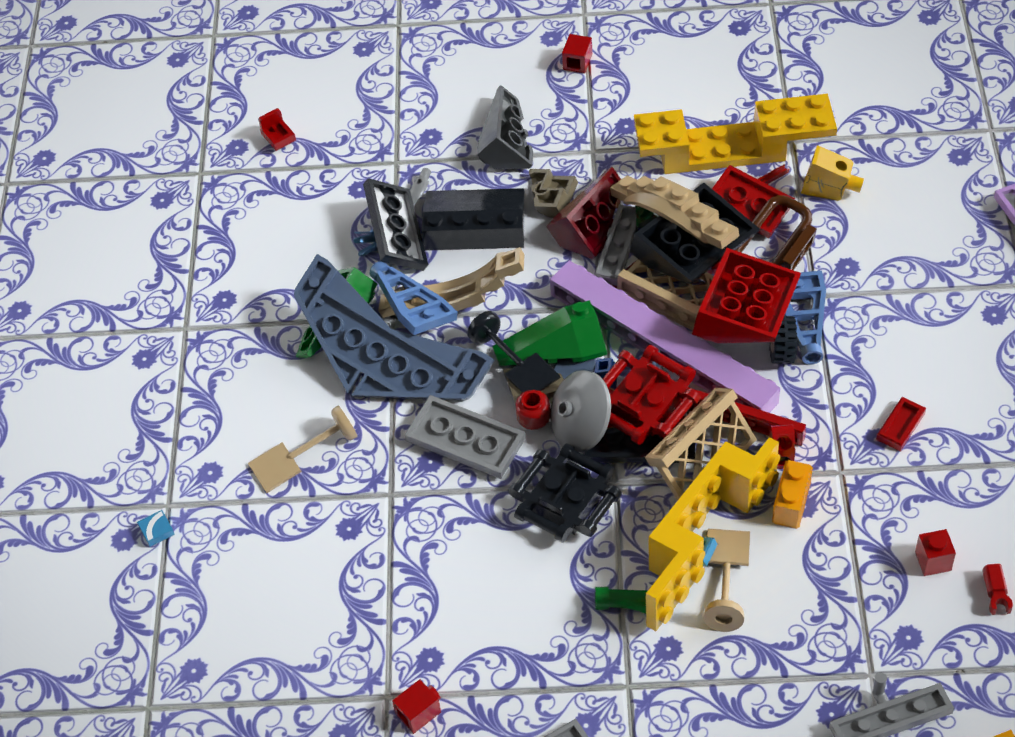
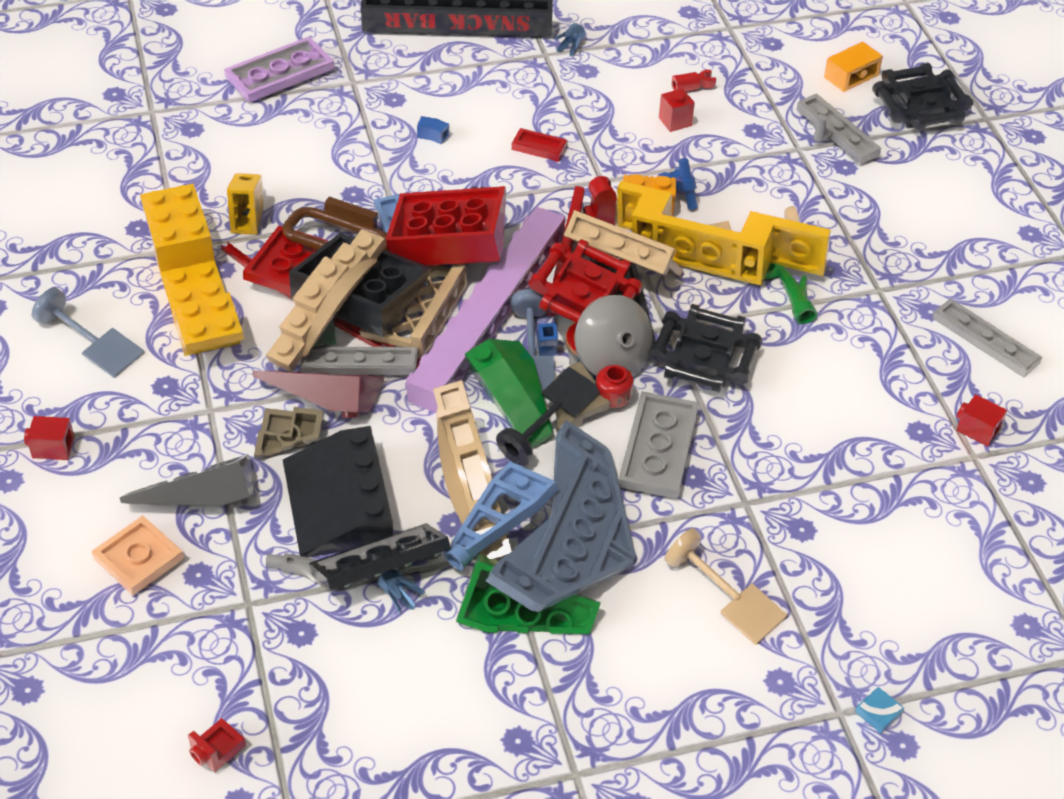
camera: 110 degrees left, 5 degrees down
(452, 99) = (137, 555): none -> light nougat plate
(670, 92) = (110, 352): none -> sand blue piece
(810, 524) = (684, 182): none -> blue piece
(931, 334) = (433, 129): none -> blue piece

